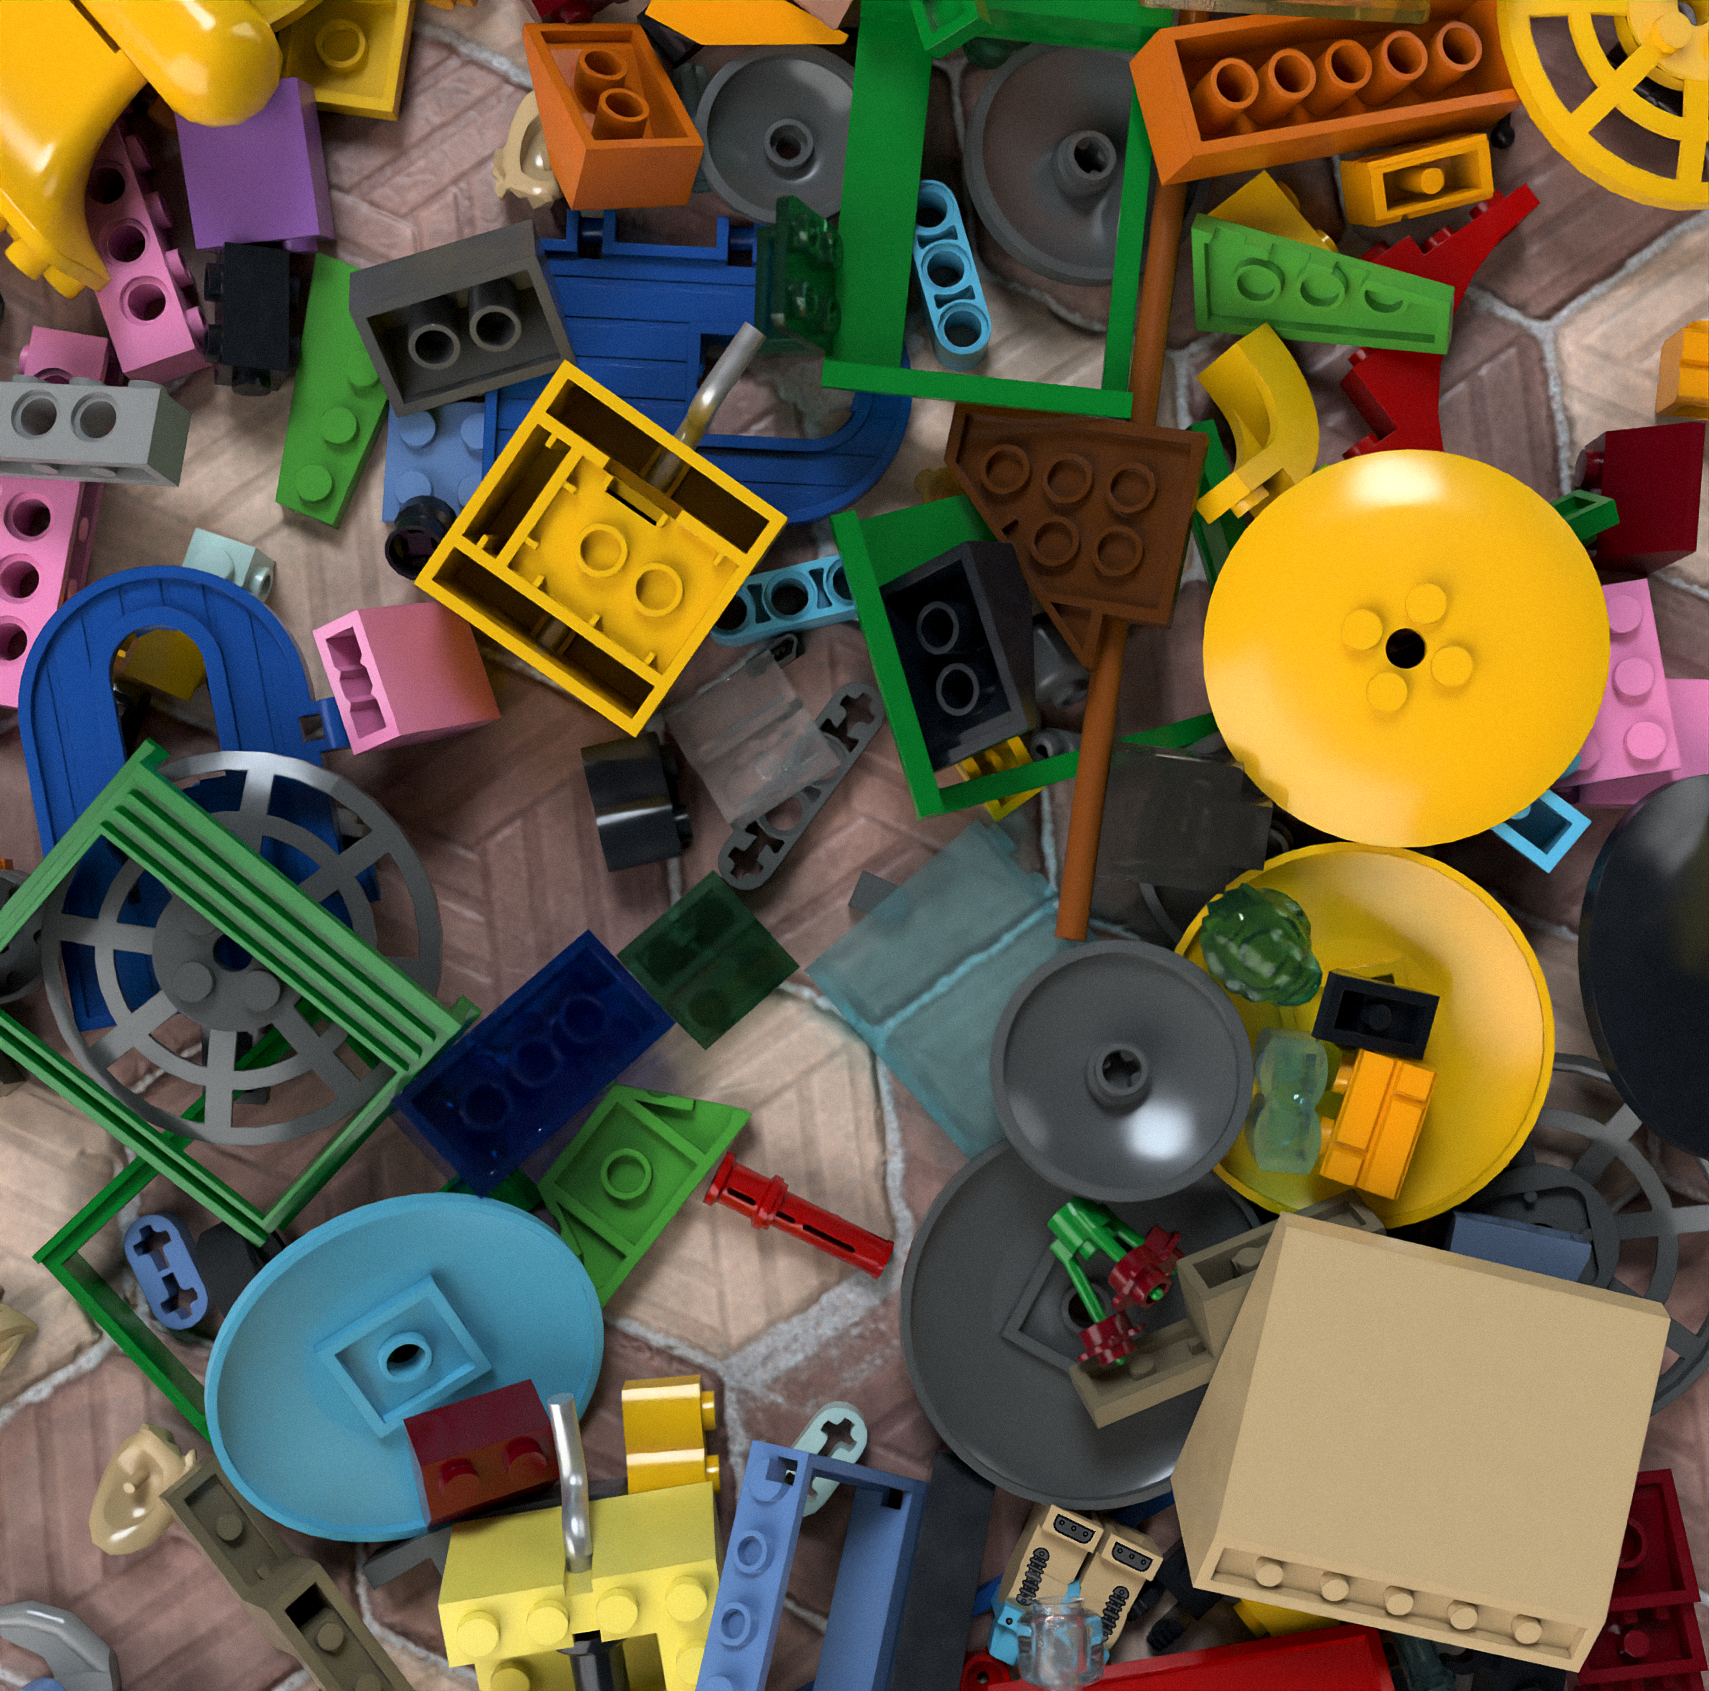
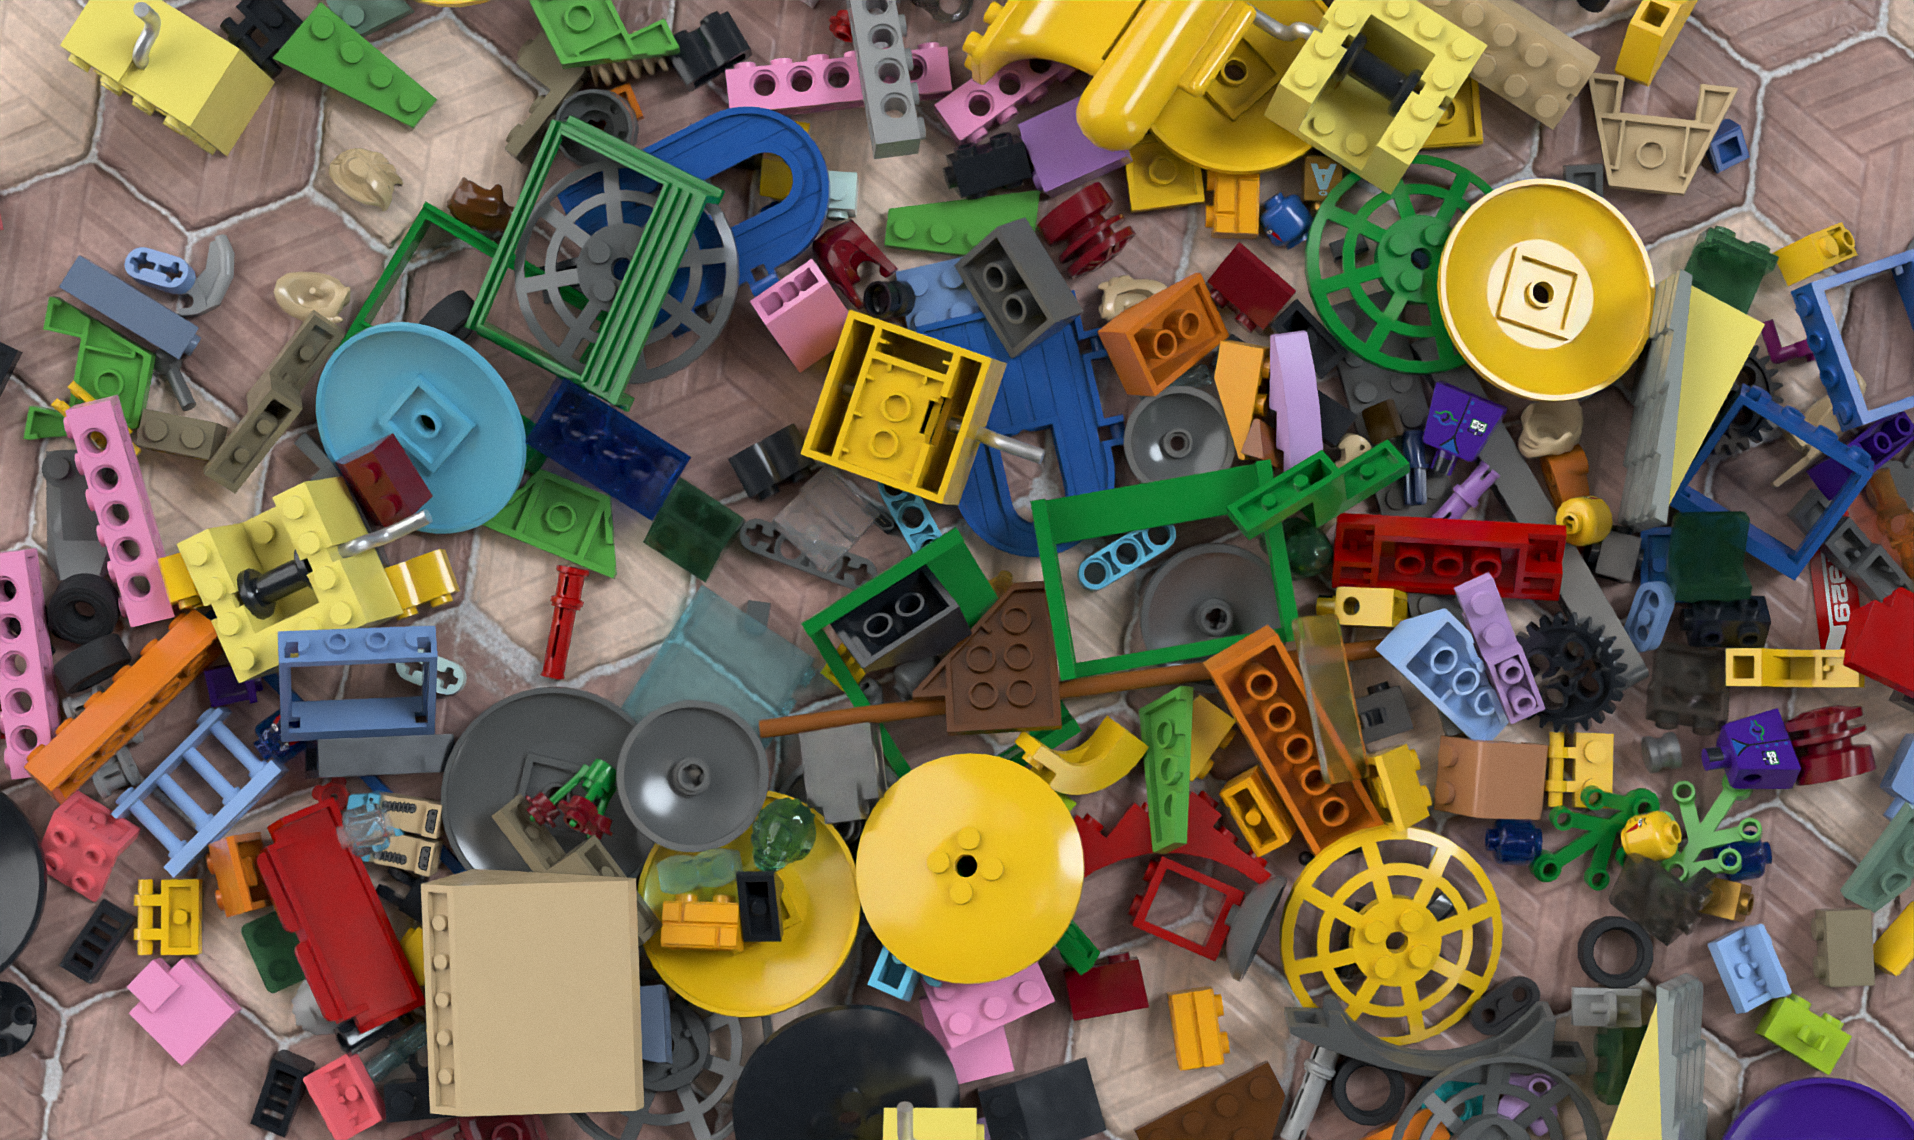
camera: 80 degrees right, 0 degrees up
(68, 1167) = (480, 207): none -> reddish brown hair
(156, 1276) = (431, 270): medium blue beam -> none
(317, 580) = (842, 251): none -> dark red helmet
(401, 185) = (1085, 230): none -> dark red wheel
(797, 282) = (1088, 471): clear green bracket -> none
(1576, 294) = (1218, 930): none -> red window
(1609, 223) = (1251, 923): none -> dark grey dish

